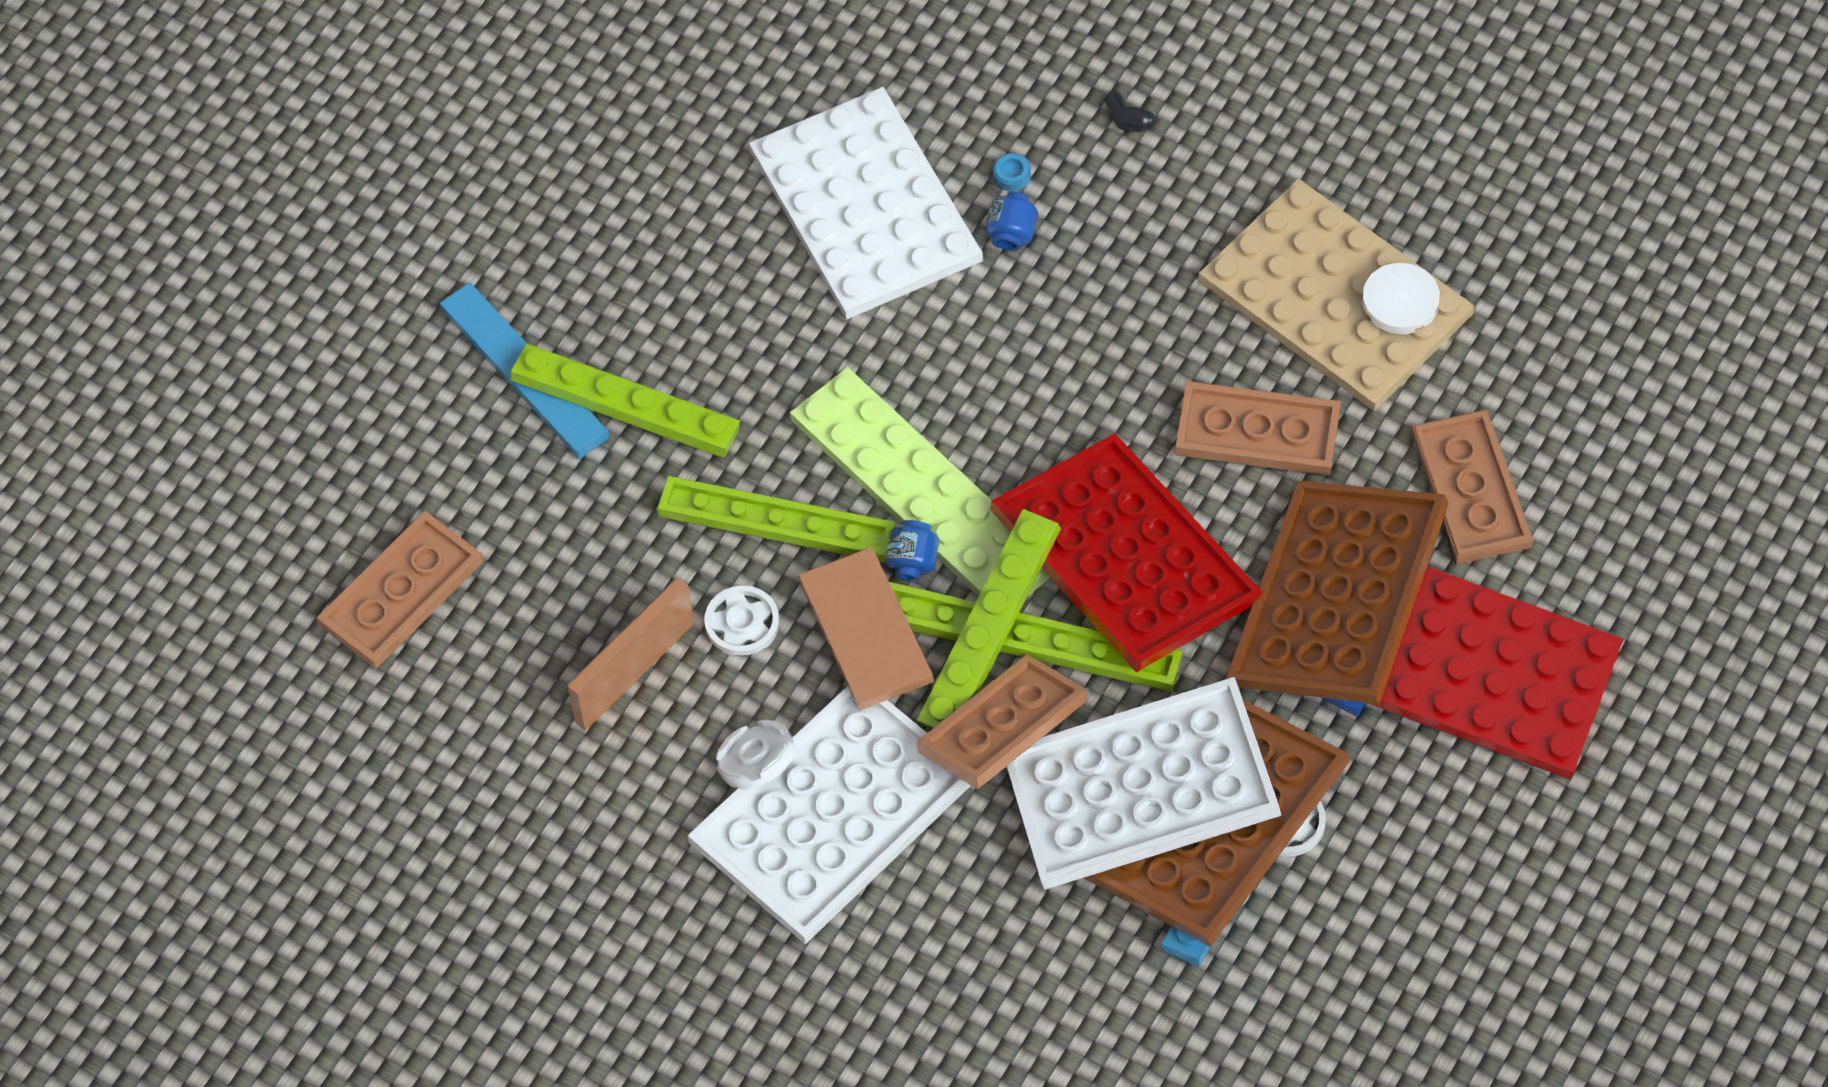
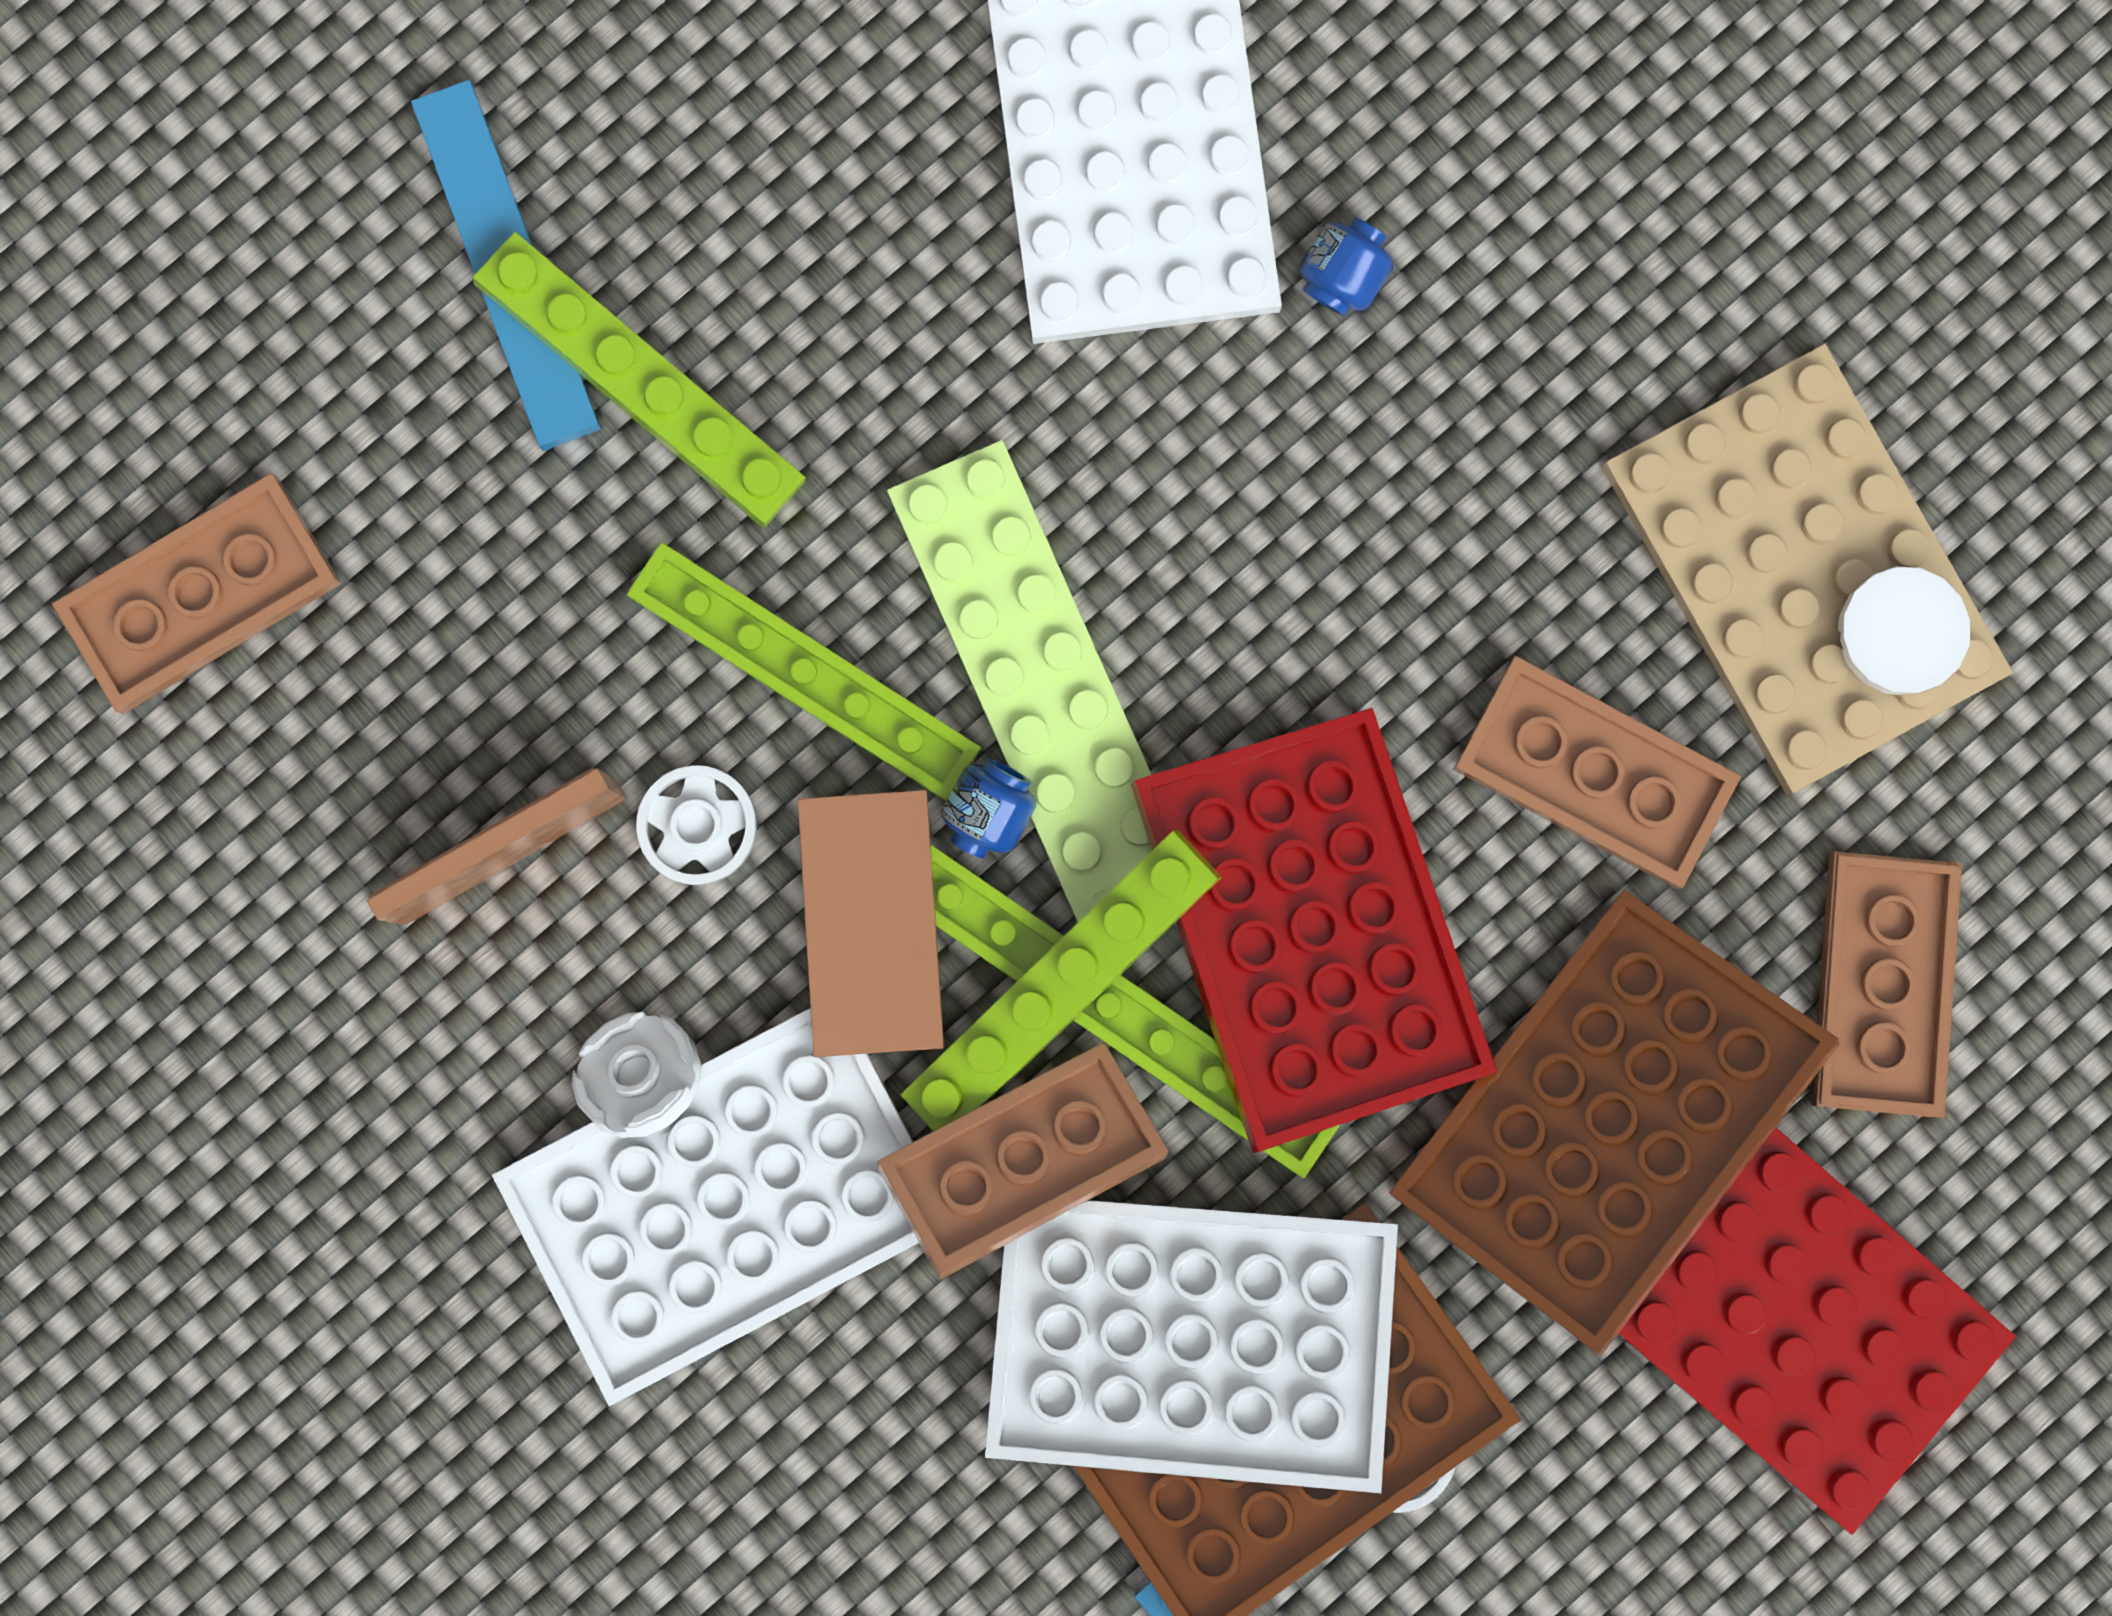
camera: 15 degrees right, 25 degrees up
(1012, 172) = (1380, 169): dark azure tile -> none
(1128, 117) = (1597, 134): black arm -> none

